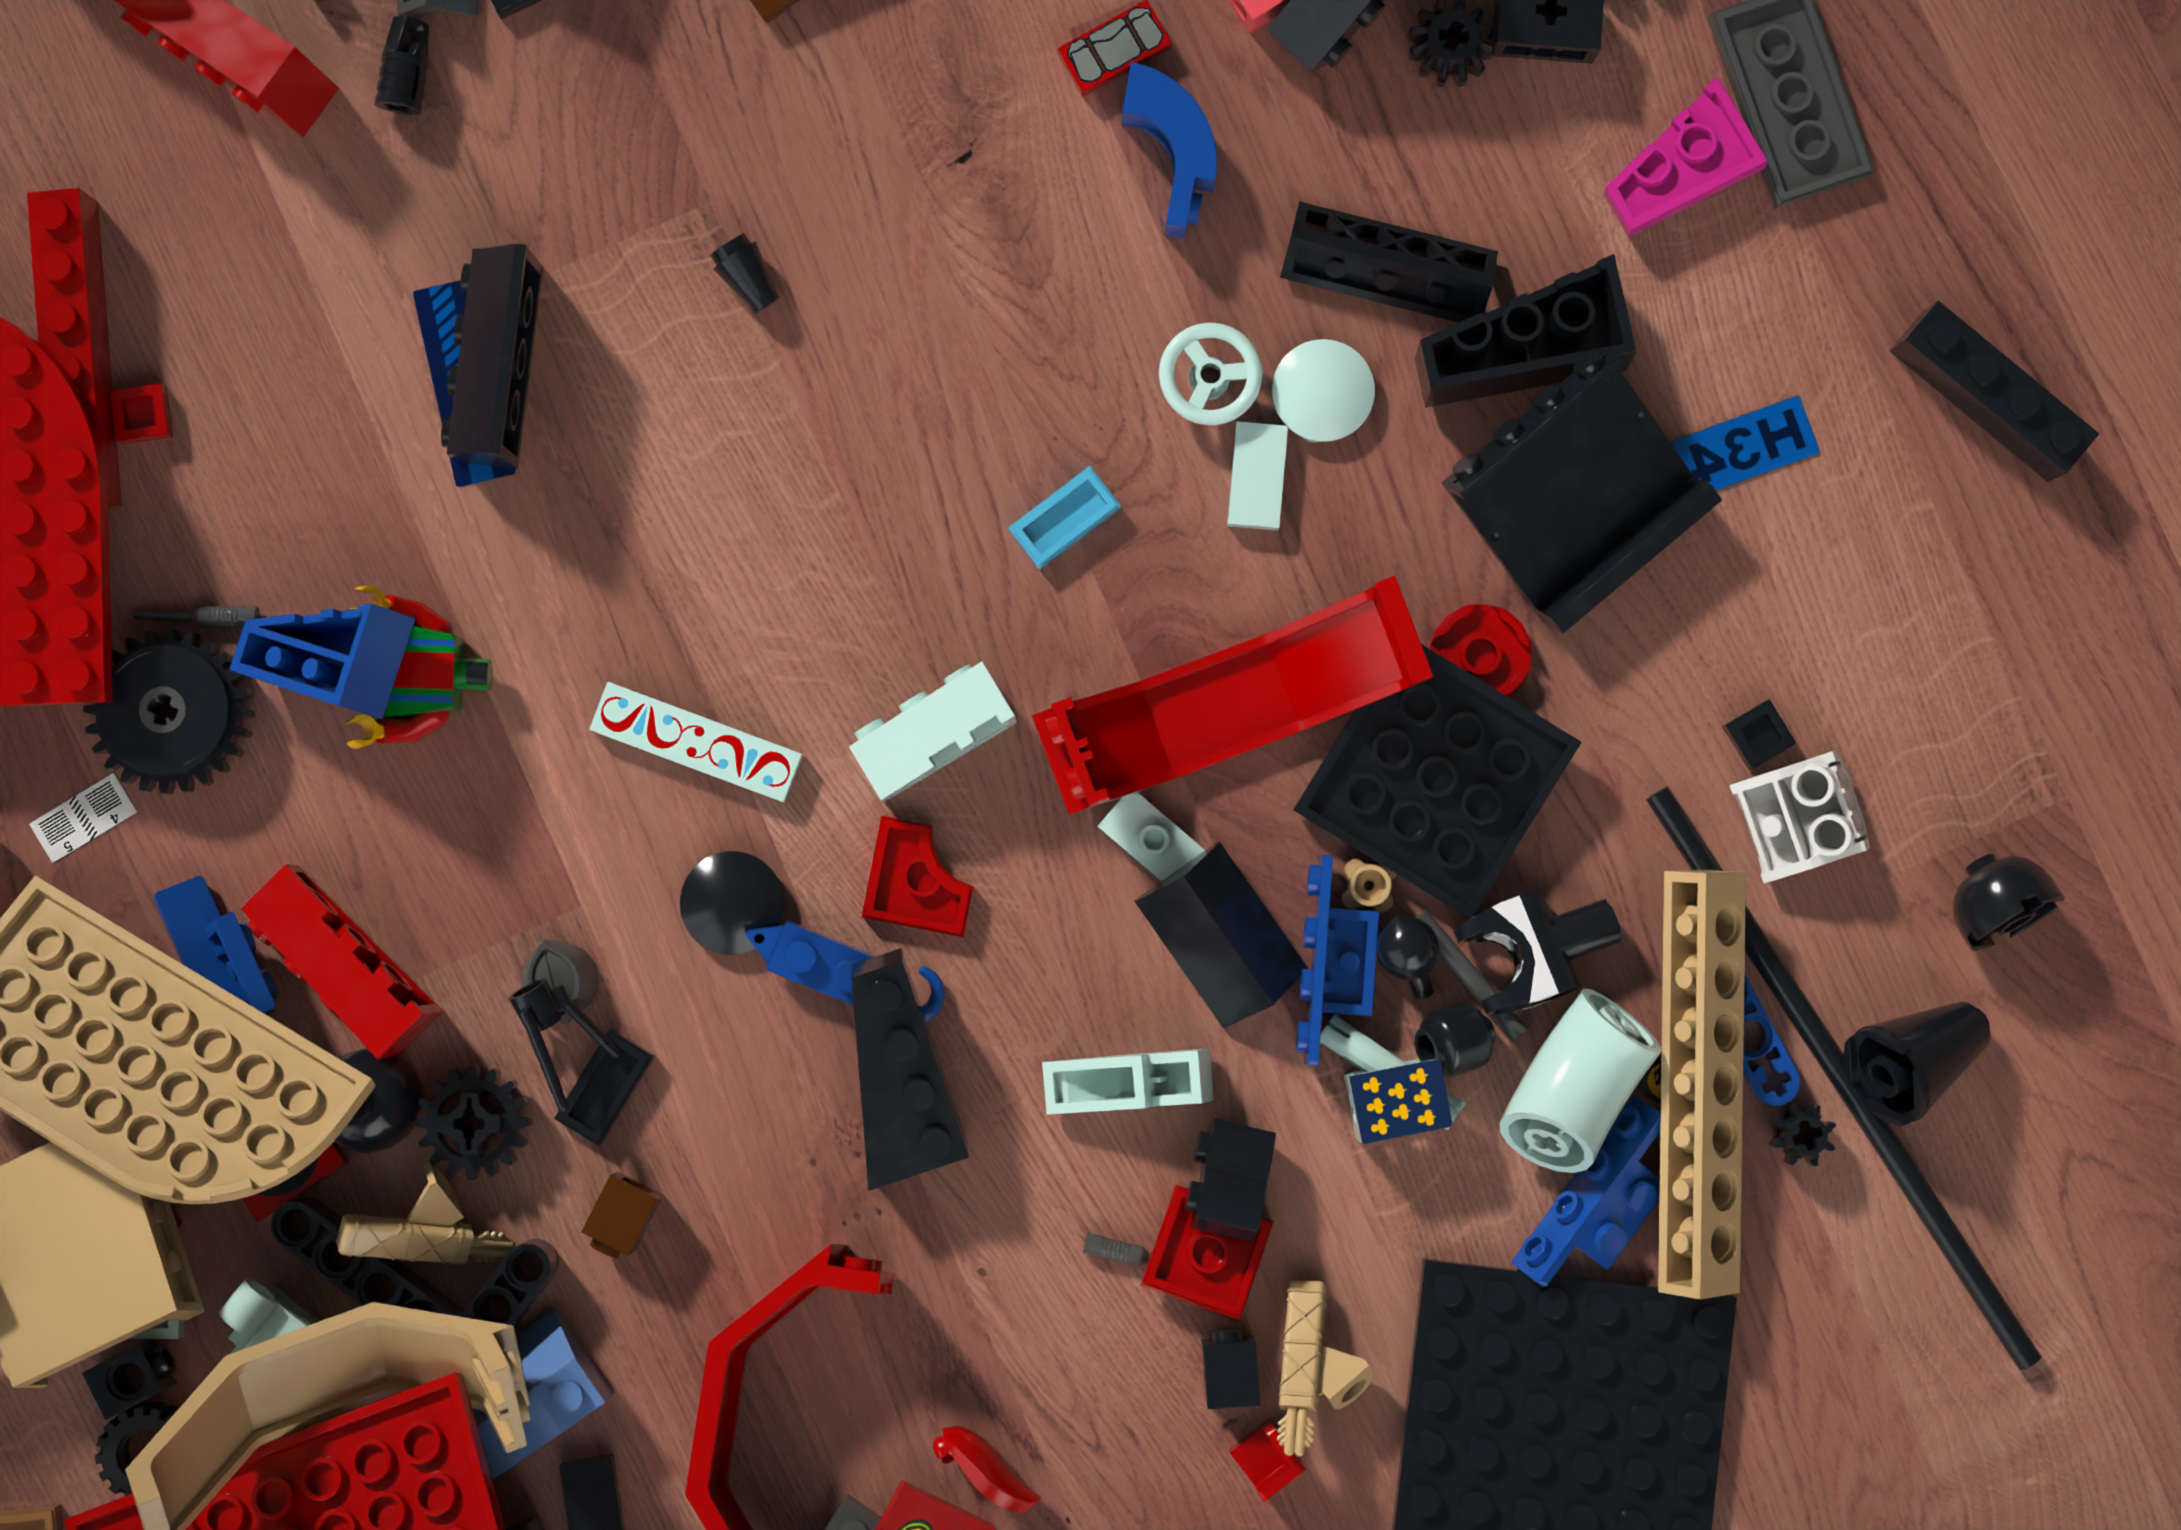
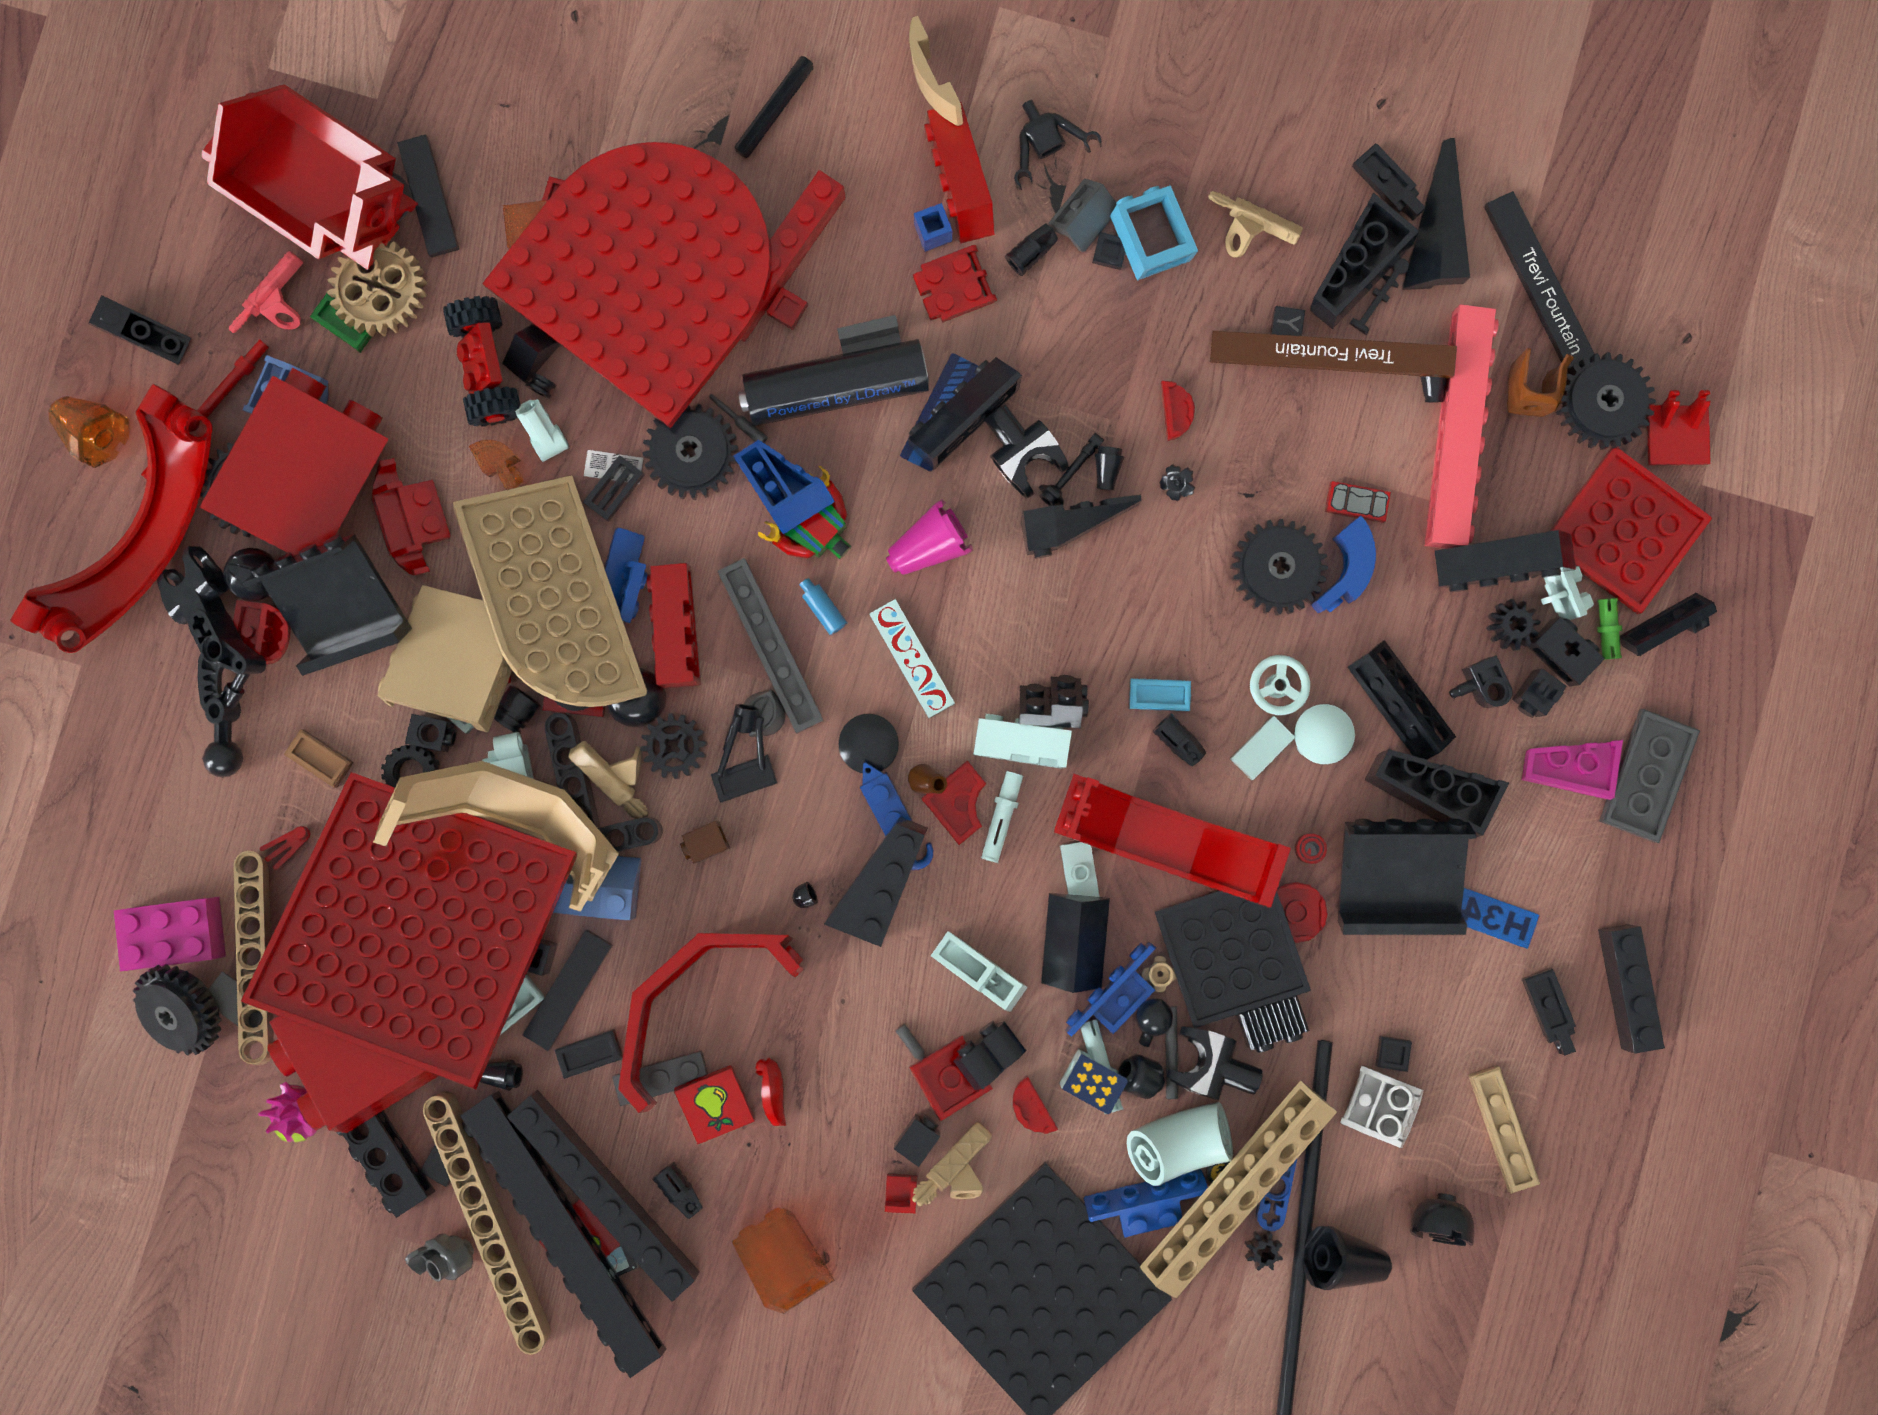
camera: 45 degrees right, 0 degrees up
(86, 846) = (600, 486): none -> black tile
(219, 1250) = (515, 709): none -> black piece
(246, 145) = (933, 227): none -> blue brick
(285, 461) = (834, 382): none -> black piece
(290, 367) = (869, 334): none -> dark grey panel
(339, 199) = (953, 285): none -> red plate
(492, 881) = (770, 645): none -> dark grey plate
(519, 772) = (822, 607): none -> dark azure cylinder
(589, 567) = (929, 541): none -> dark pink cone
(610, 341) = (1022, 447): none -> black connector
(701, 369) = (1052, 493): none -> black piece
(740, 411) = (1053, 527): none -> black wedge
(774, 120) = (1178, 409): none -> red plate
(814, 1174) = (804, 896): none -> black hinge
(847, 886) = (926, 780): none -> reddish brown cone
(855, 217) = (1177, 482): none -> black plant
(937, 646) = (1054, 706): none -> black plate
(984, 840) = (1004, 809): none -> light aqua pin
(1064, 251) = (1297, 557): none -> black gear
(1140, 556) = (1179, 740): none -> black hinge
(1345, 1204) = (1031, 1109): none -> red plate
(1429, 555) = (1310, 848): none -> red tile
(1464, 150) = (1479, 678): none -> black piece
(1558, 105) = (1538, 693): none -> black brick
(1569, 826) = (1273, 1023): none -> black brick
(1914, 506) = (1551, 1009): none -> black hinge
(1983, 713) = (1504, 1129): none -> tan tile

